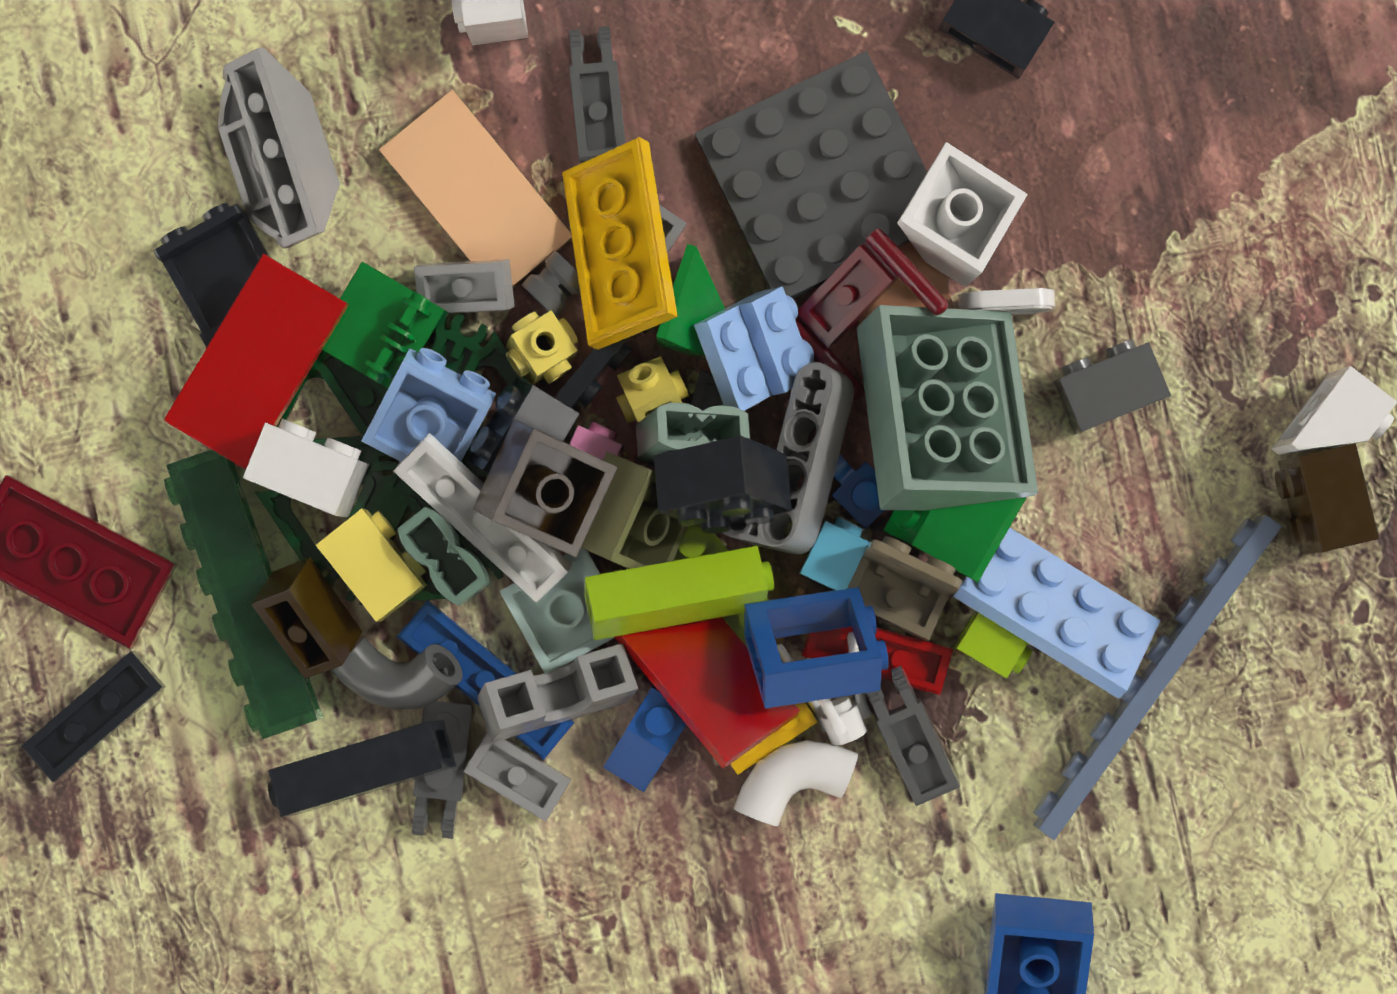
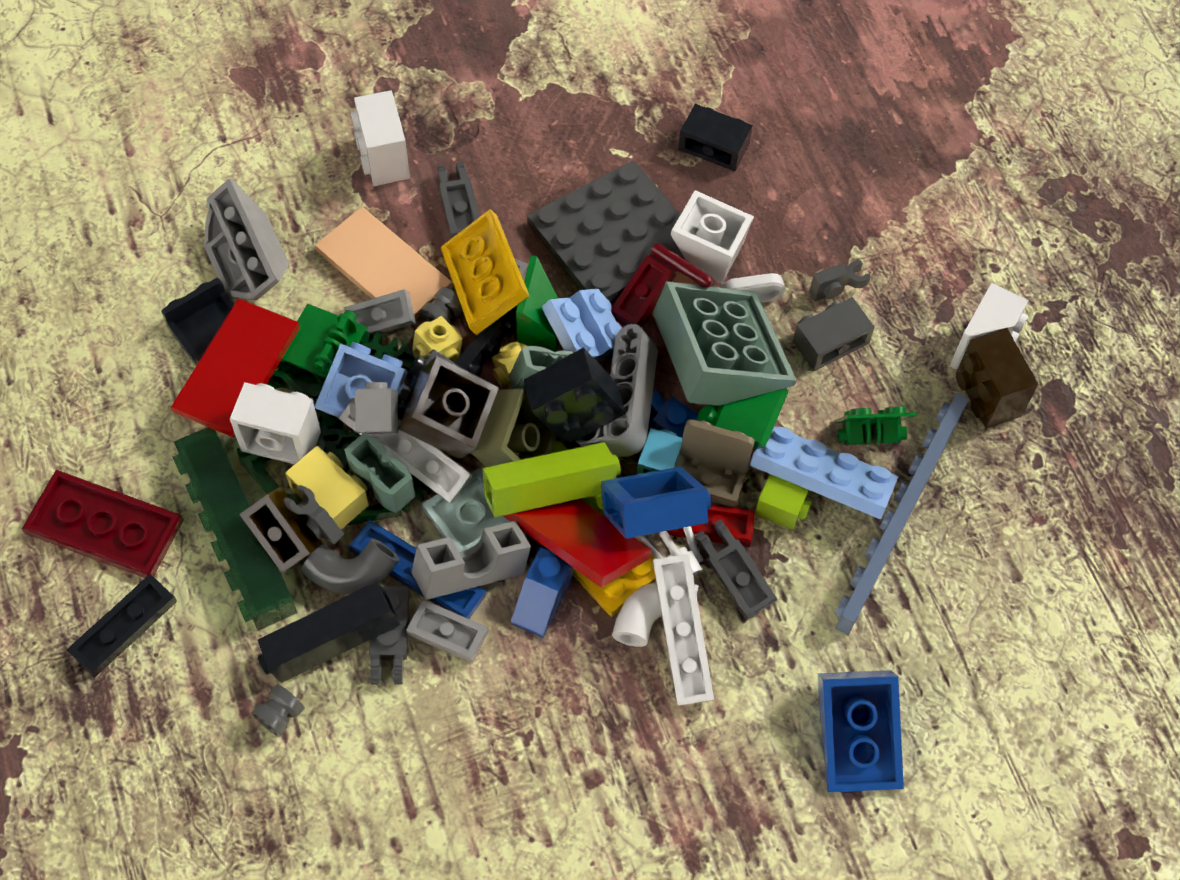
camera: 10 degrees left, 25 degrees down
(287, 863) = (275, 713): none -> dark grey wheel
(352, 614) = (318, 521): none -> dark grey plate
(444, 480) = (375, 409): none -> light grey brick
(826, 820) = (683, 629): none -> white plate
(1126, 303) = (833, 280): none -> dark grey plate
(1159, 541) = (885, 422): none -> green hinge

